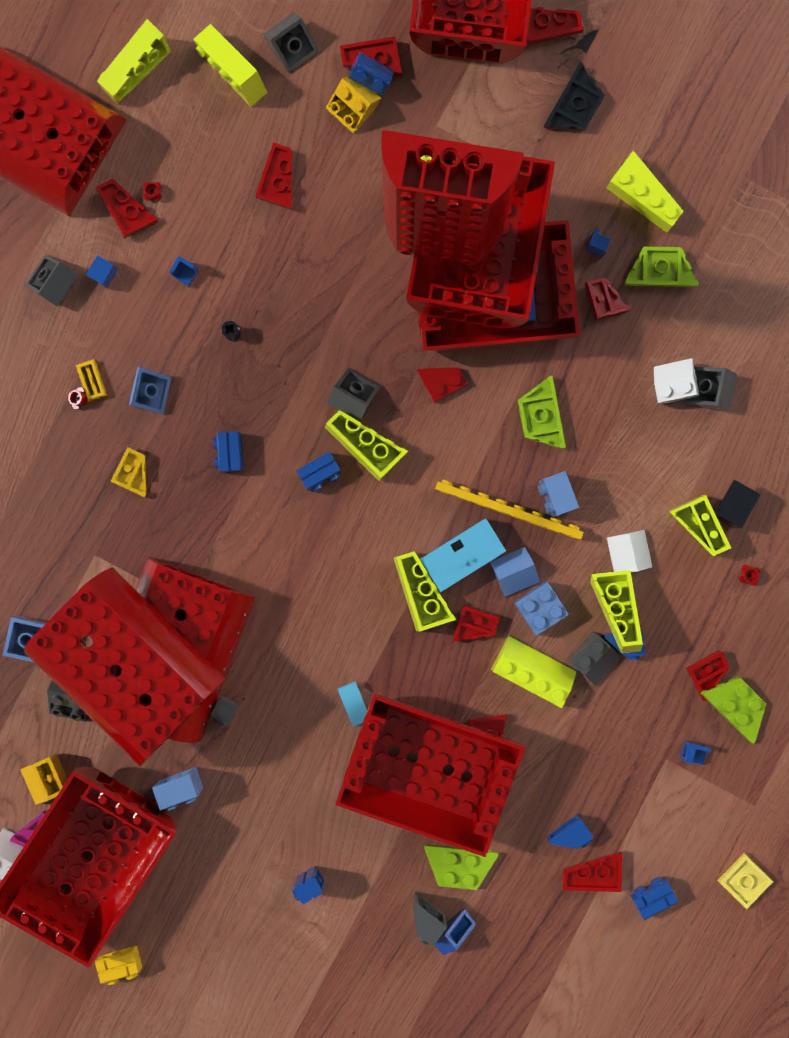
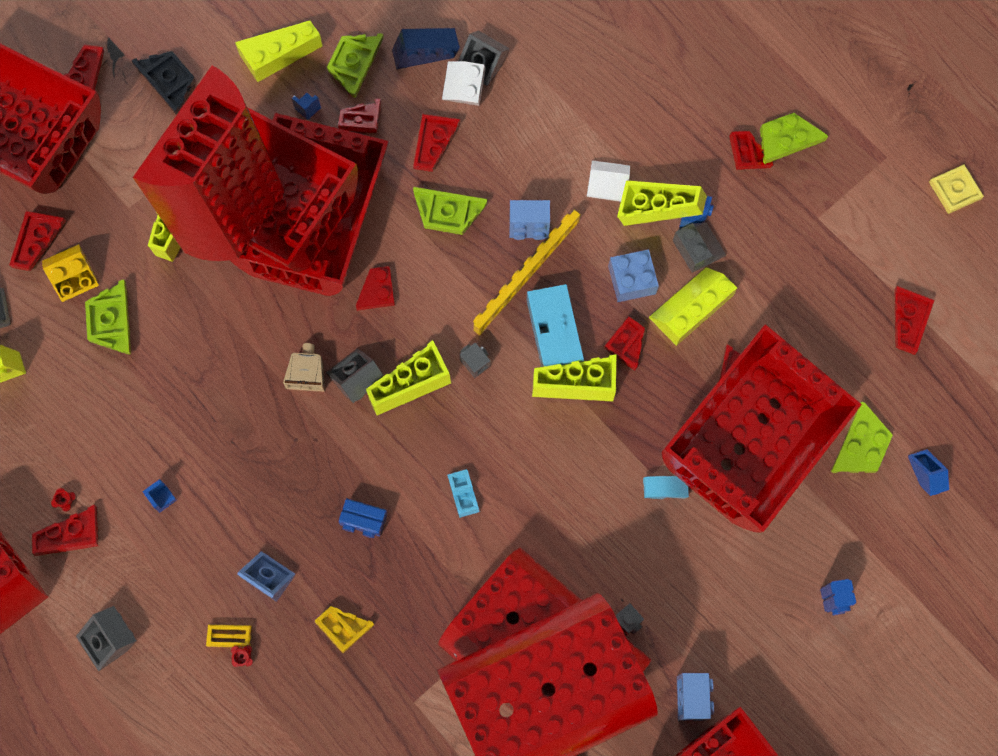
camera: 70 degrees left, 15 degrees down
(102, 271) = (121, 579): blue panel -> none
(232, 325) = (235, 473): black bush -> none
(277, 177) = (108, 371): red wing -> none
(284, 529) = (463, 493): none -> medium azure slope
(319, 471) = (418, 436): blue brick -> none
(324, 156) = (109, 319): none -> lime wing
(341, 349) = (305, 370): none -> tan torso
(371, 74) = (51, 244): blue brick -> none
(408, 494) = (475, 359): none -> dark grey brick
(428, 920) = (910, 491): dark grey slope -> none
(515, 571) = (588, 287): medium blue slope -> none
(571, 834) = (863, 324): blue slope -> none
(609, 374) = (432, 140): none -> red wing
(653, 898) = (948, 273): blue brick -> none
(694, 752) = (819, 190): blue panel -> none
(700, 330) = (424, 46): none -> dark blue wedge
(701, 522) = (606, 106): neon yellow wedge -> none
(737, 504) = (600, 69): black slope -> none
(754, 575) = (668, 80): red plate -> none

